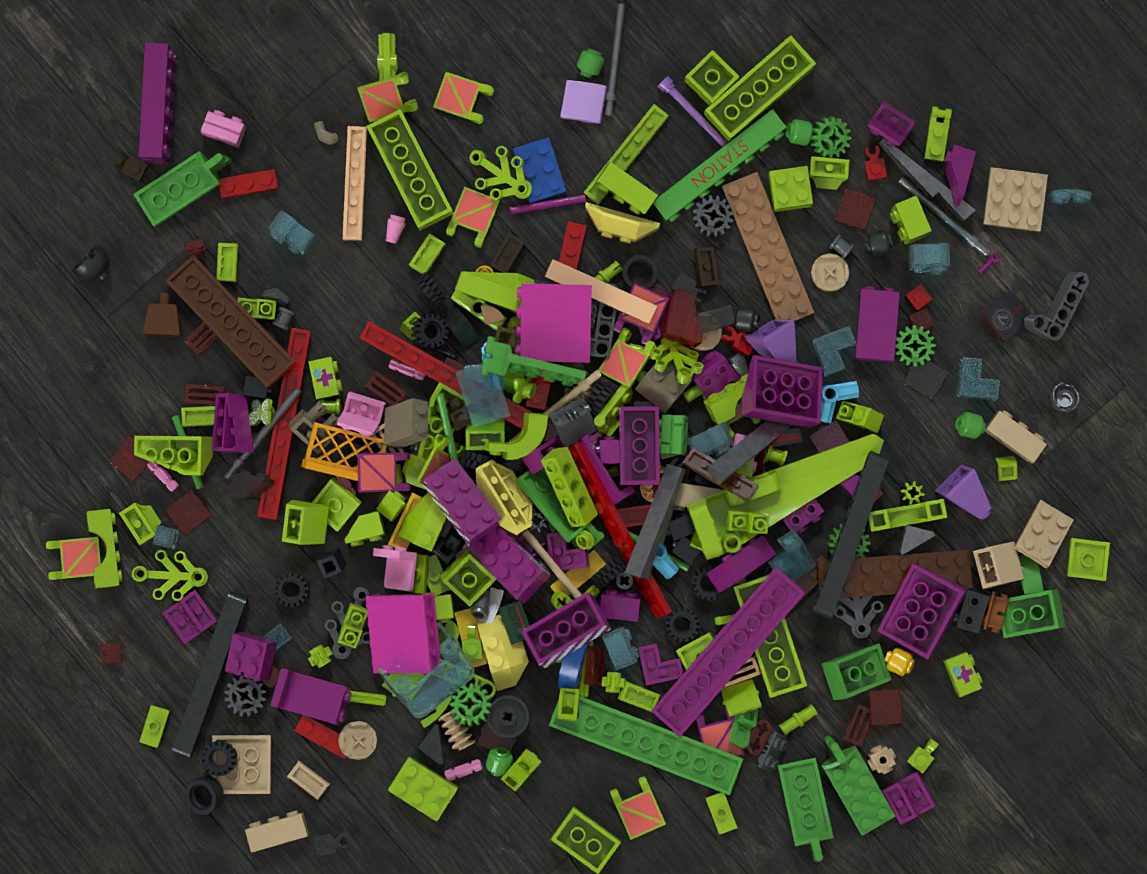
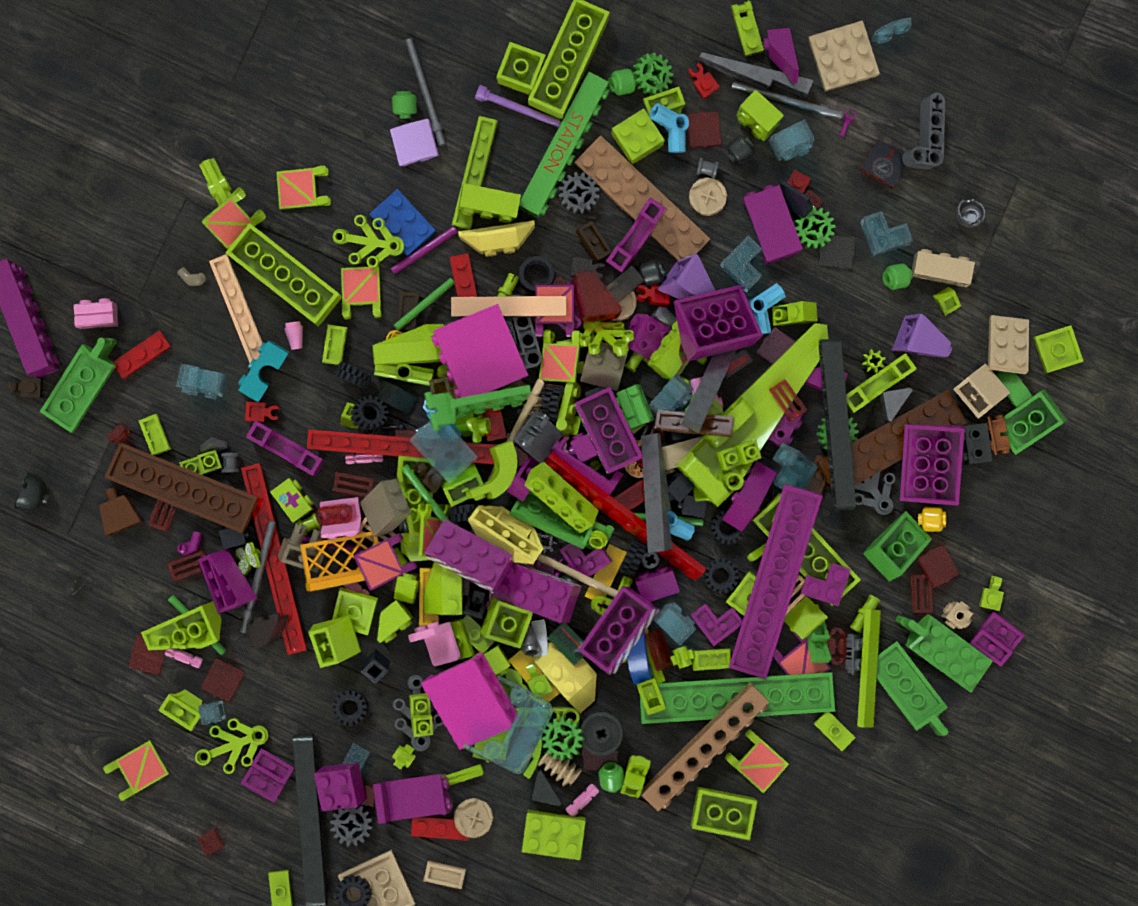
camera: 30 degrees left, 0 degrees up
(101, 523) = (146, 727): lime arch -> none
(198, 416) = (191, 588): lime plate -> none
(214, 378) = (191, 546): none -> magenta arm
(330, 283) = (259, 411): none -> red plate
(337, 258) = (253, 384): none -> teal arch
(340, 328) = (285, 448): none -> magenta arch
(357, 407) = (334, 513): none -> clear red beam
(491, 314) = (418, 372): medium nougat tile -> none
(525, 254) = (425, 303): none -> bright green bar
(535, 802) = (748, 694): none -> medium nougat brick
(747, 280) = (637, 235): none -> magenta arch
(760, 463) = (724, 396): sticker -> none
(774, 682) = (830, 589): none -> magenta plate
(775, 455) = (735, 384): lime bush -> none
(778, 769) = (869, 668): none -> lime tile
(818, 508) = (796, 413): none -> clear red tile
(825, 185) = (676, 132): none -> medium azure piece
(891, 124) = (702, 37): magenta bracket -> none
(908, 313) = (796, 200): none -> black slope
(963, 674) = (994, 504): lime brick -> none

